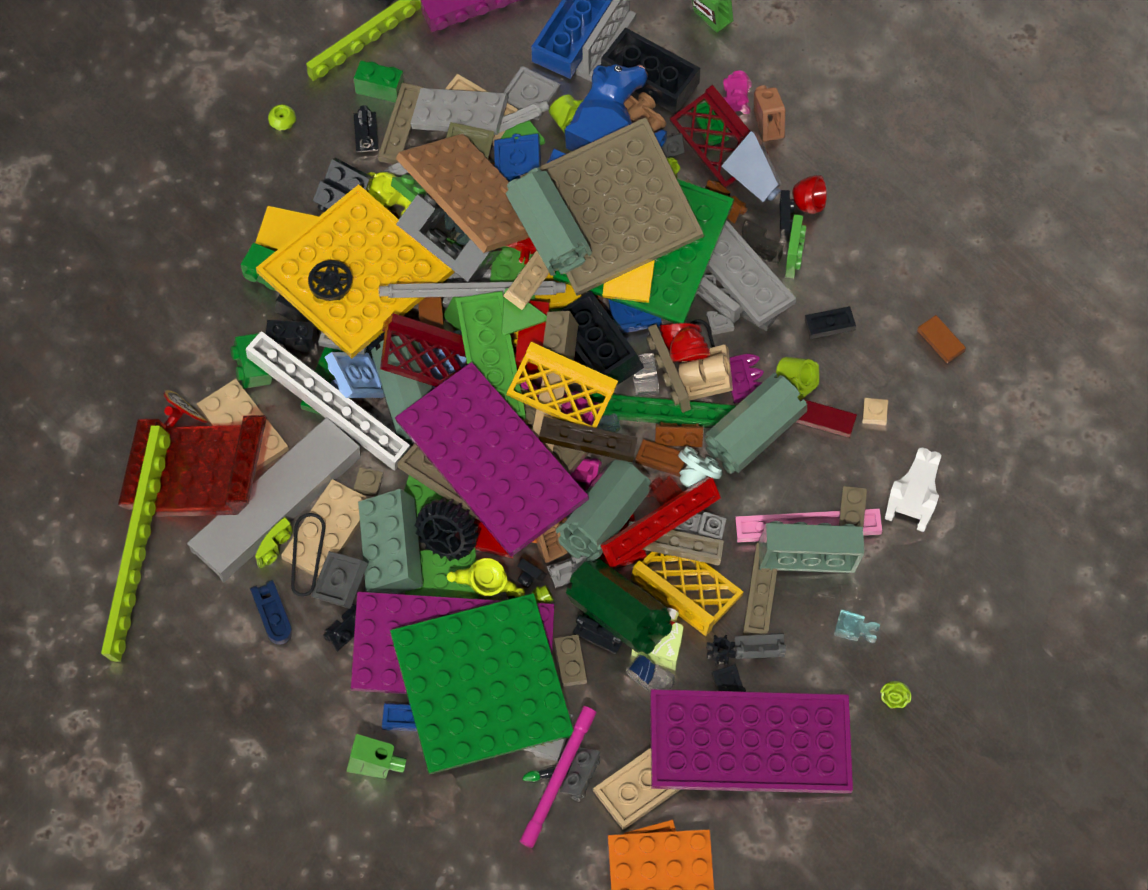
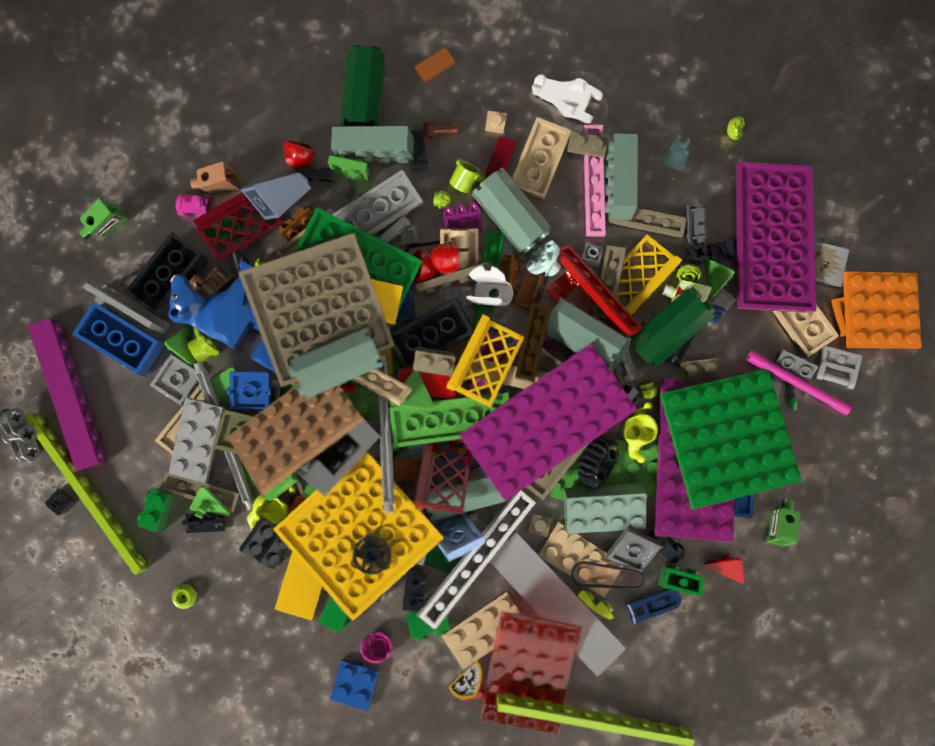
camera: 90 degrees left, 20 degrees up
(180, 292) = (354, 685): none -> blue plate
(223, 309) = (376, 647): none -> dark pink hair
(302, 637) = (685, 582): none -> green brick
(318, 698) = (729, 567): none -> piece
(387, 127) = (207, 503): none -> bright green piece
(569, 85) = (179, 346): none -> bright green piece
(590, 831) = (841, 361): none -> light grey plate
(662, 403) = (486, 282): none -> white piece
(691, 676) = (717, 276): none -> bright green piece
(694, 640) = (689, 273): none -> lime plate
(721, 813) = (830, 264): none -> slope
(768, 352) = (441, 199): none -> lime plate
(825, 267) = (373, 143): none -> sand green brick
(830, 461) = (540, 158): none -> tan plate
(855, 336) = (430, 130): none -> copper bar
(895, 255) = (363, 87): none -> dark green brick

